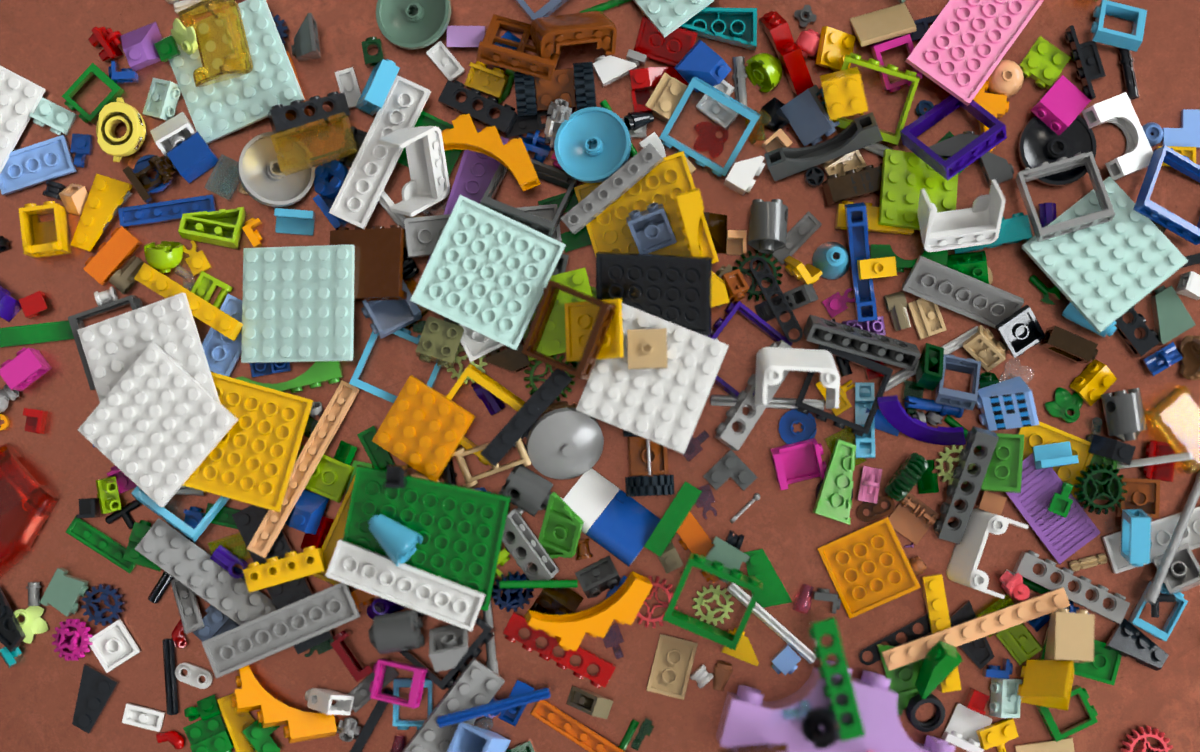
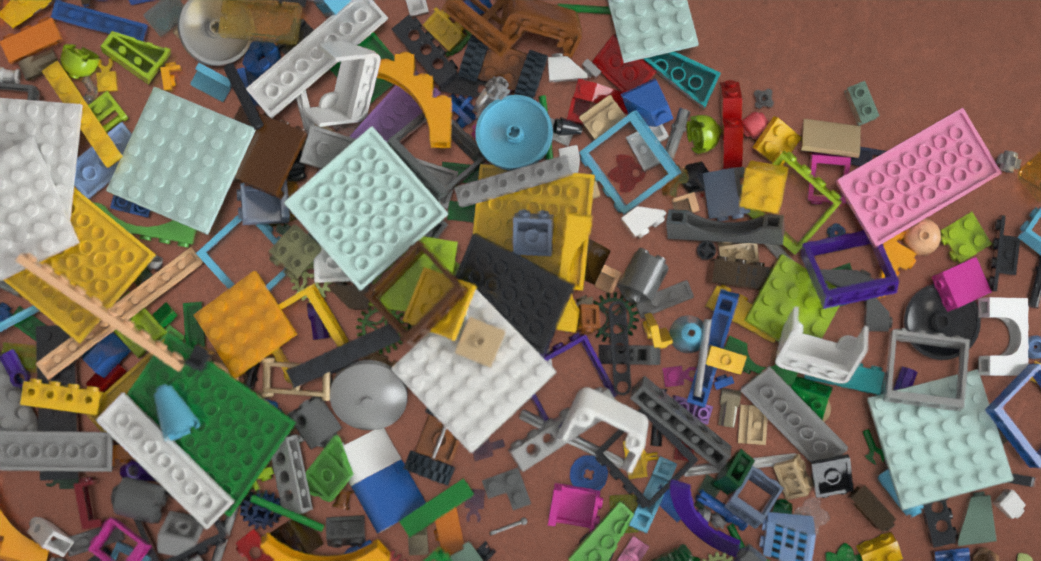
camera: 20 degrees right, 0 degrees up
(277, 470) = (108, 315): none -> light nougat plate
(329, 220) = (243, 96): none -> black axle
(855, 274) = (702, 357): none -> light grey bar
(881, 289) = (723, 381): none -> blue plate

